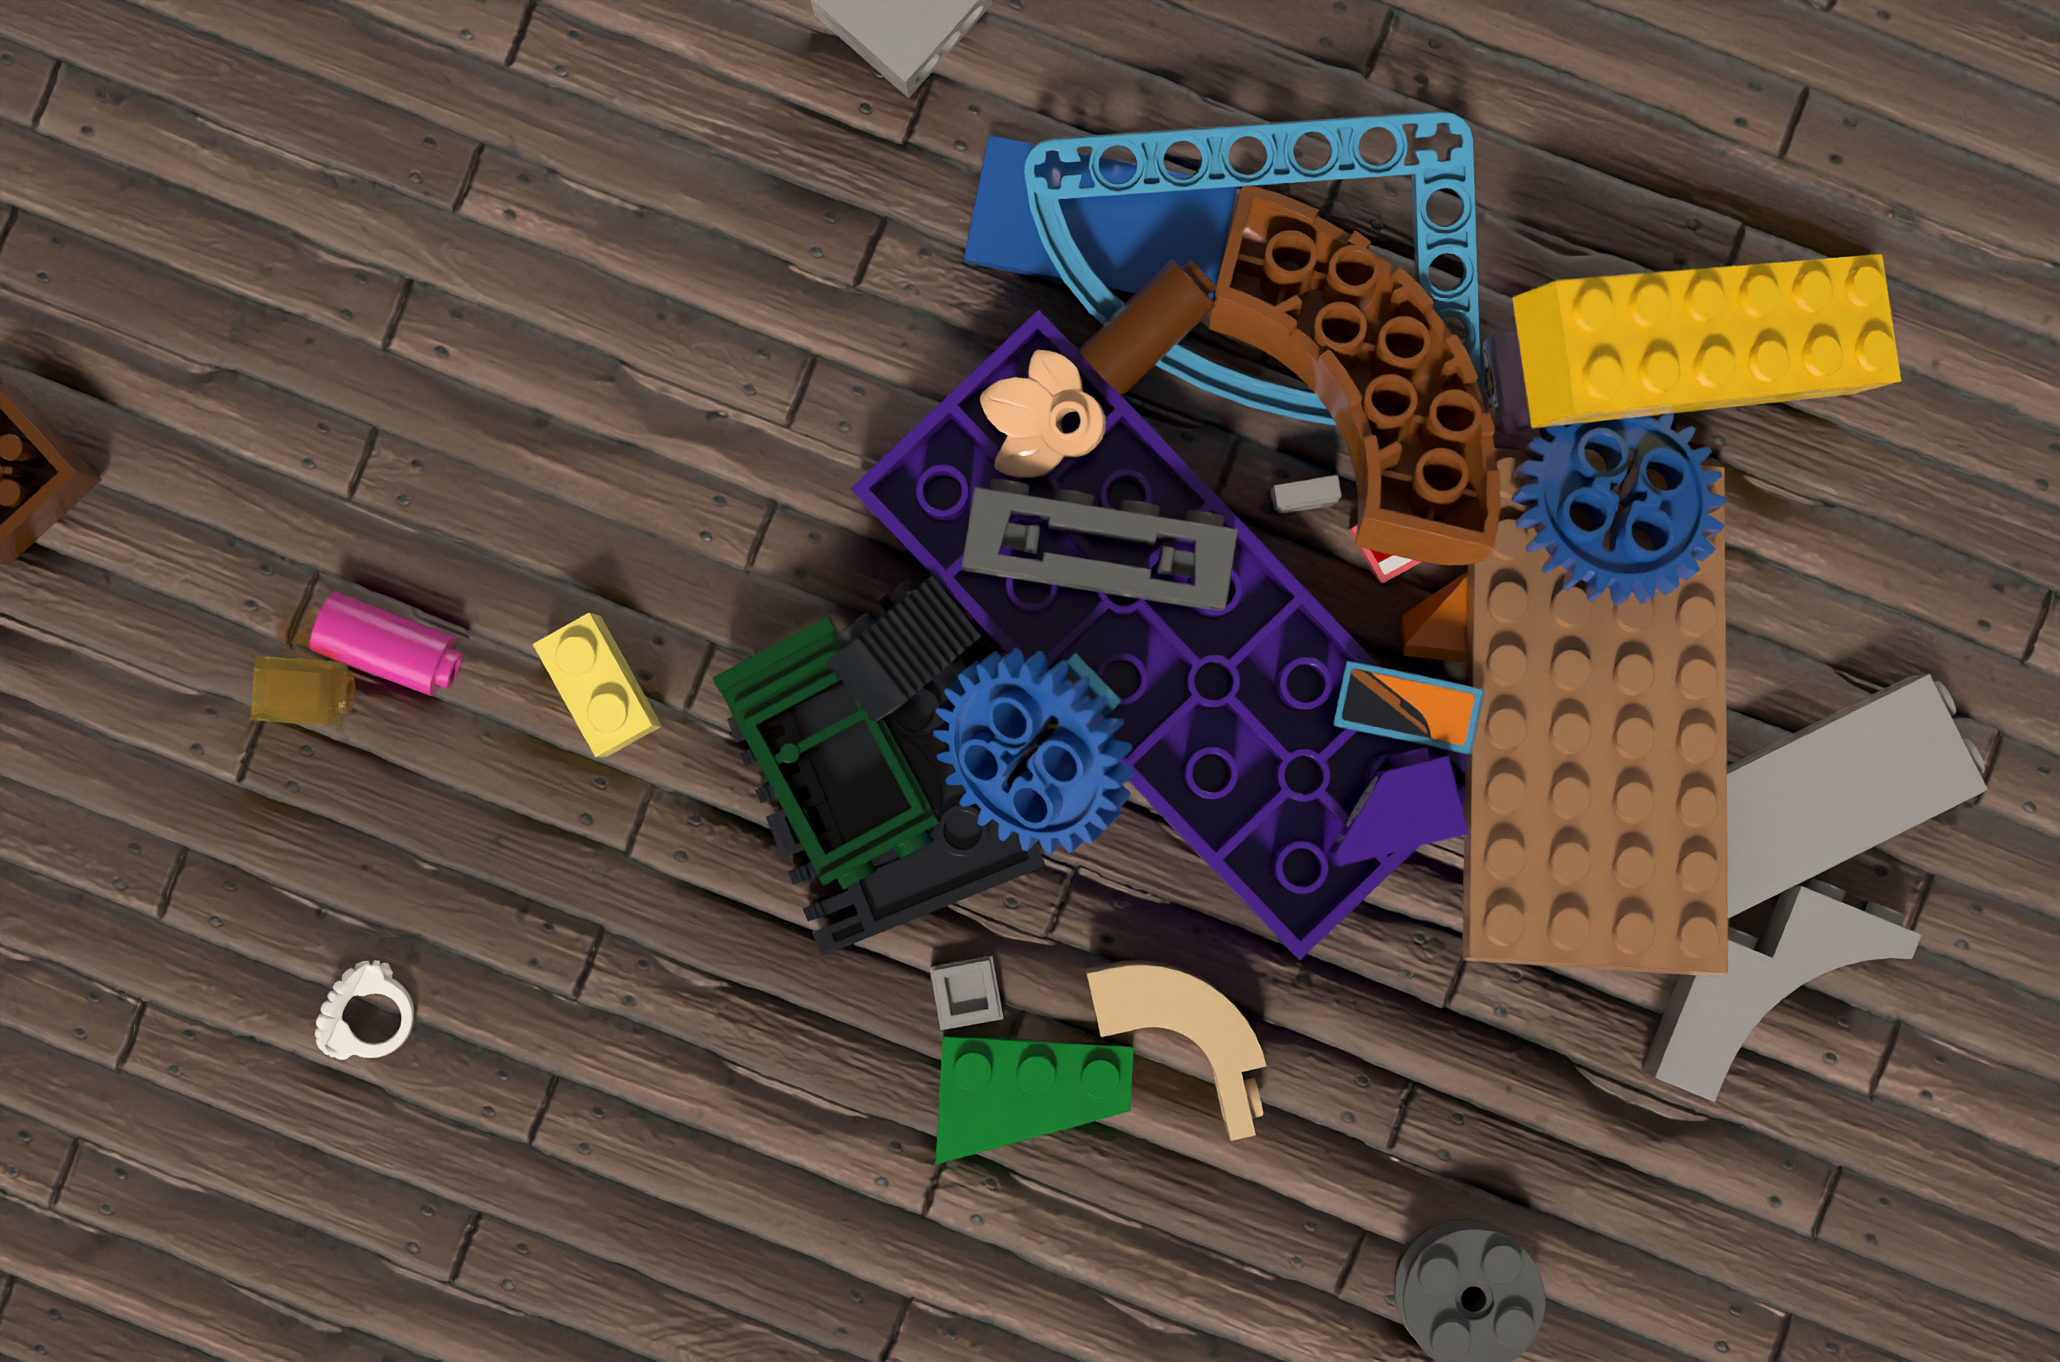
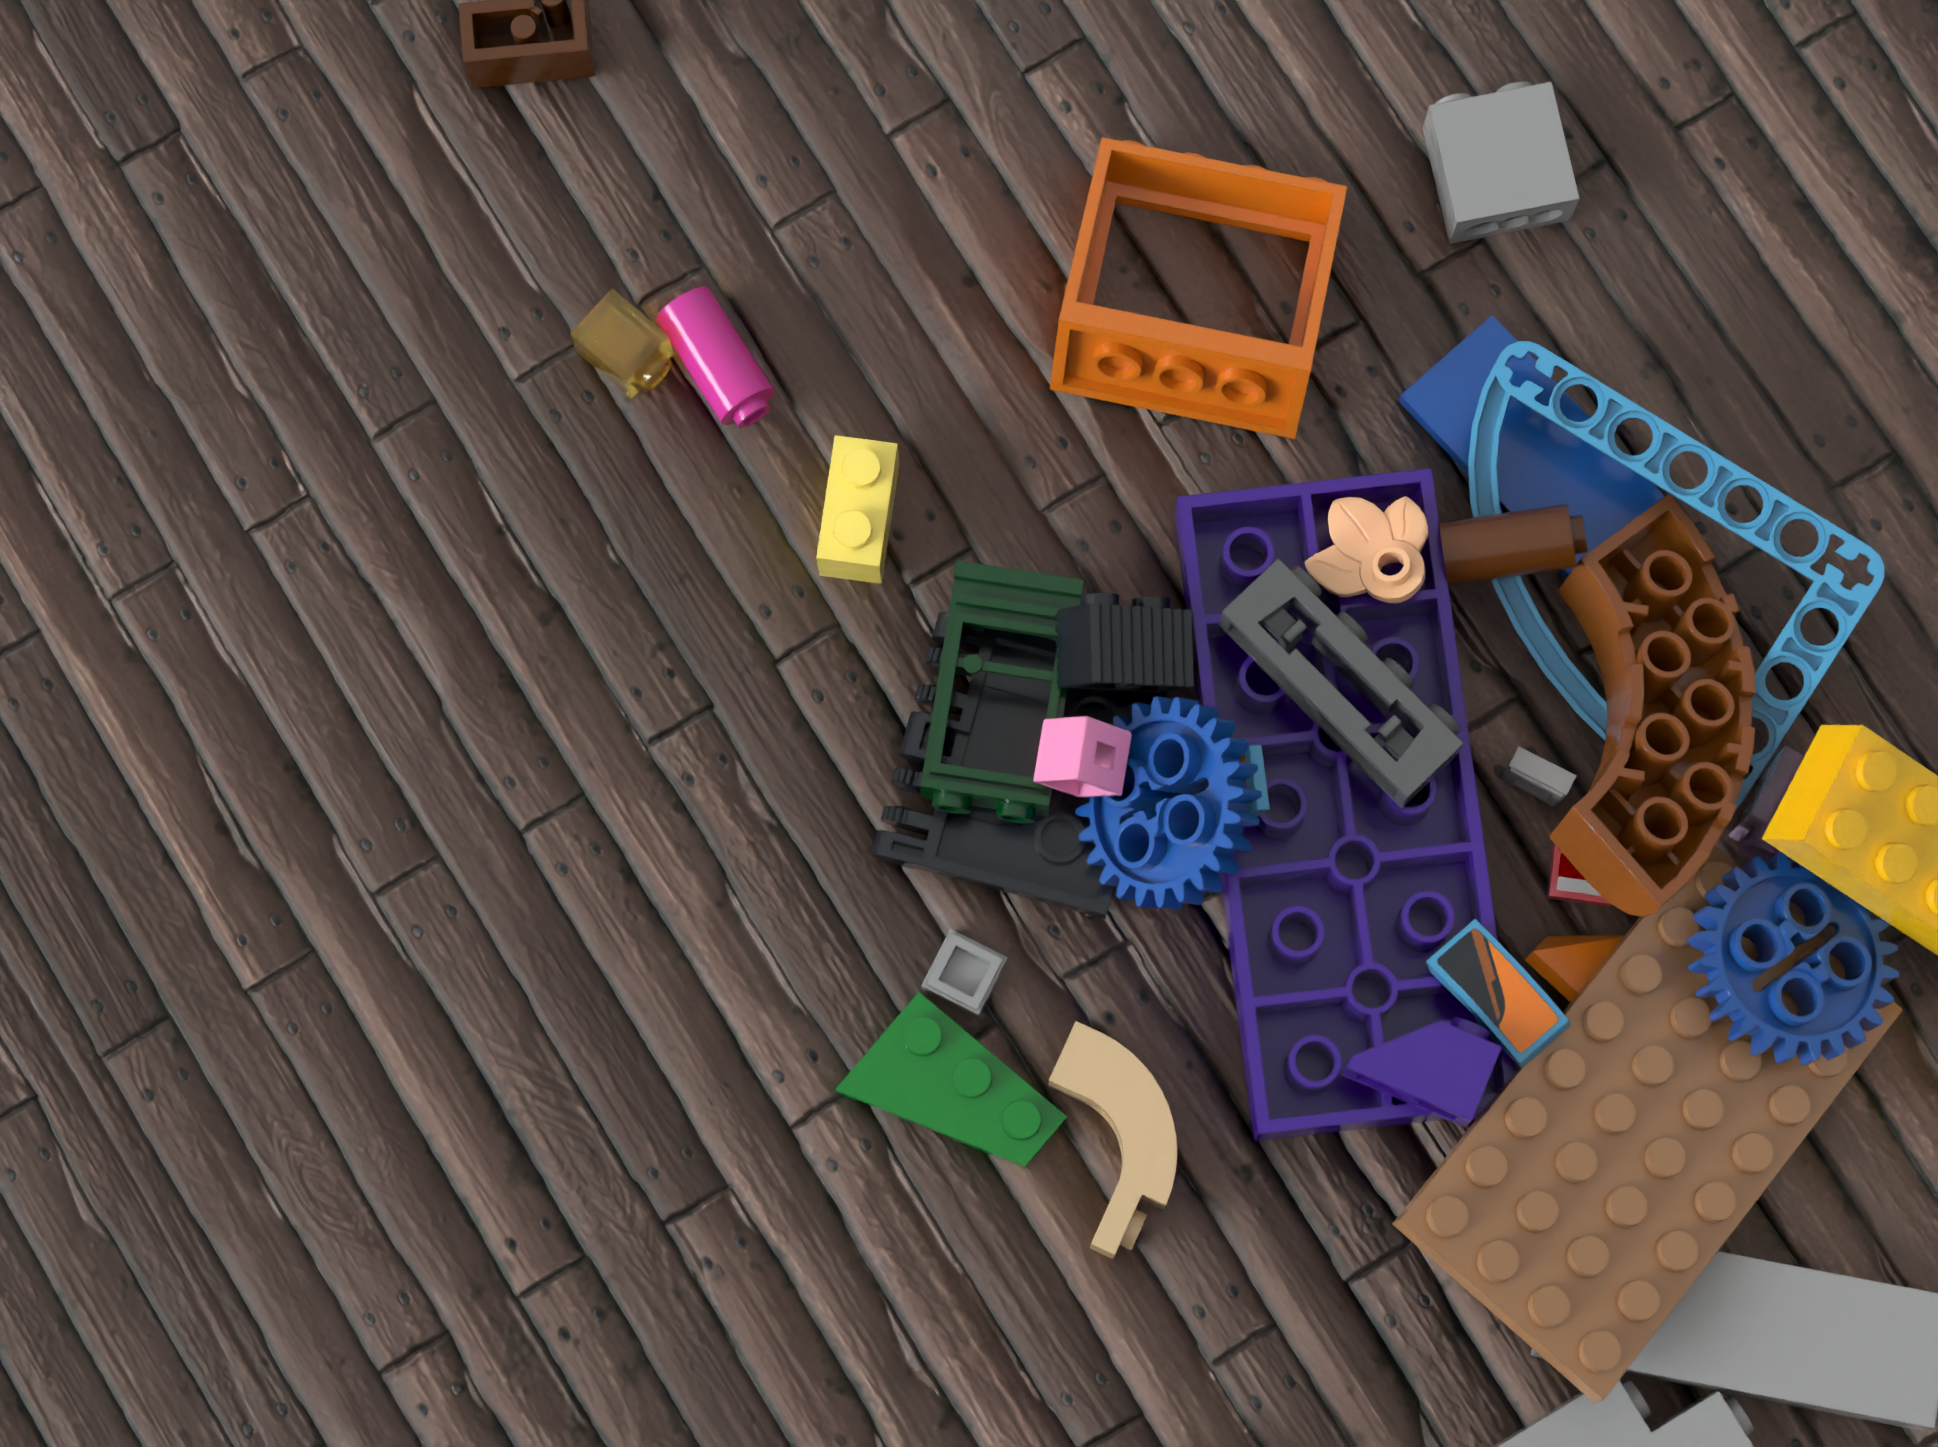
camera: 40 degrees right, 10 degrees down
(335, 1035) = (440, 627): white piece -> none
(768, 372) = (1179, 364): none -> orange windscreen
(936, 766) = (1082, 756): none -> bright pink piece

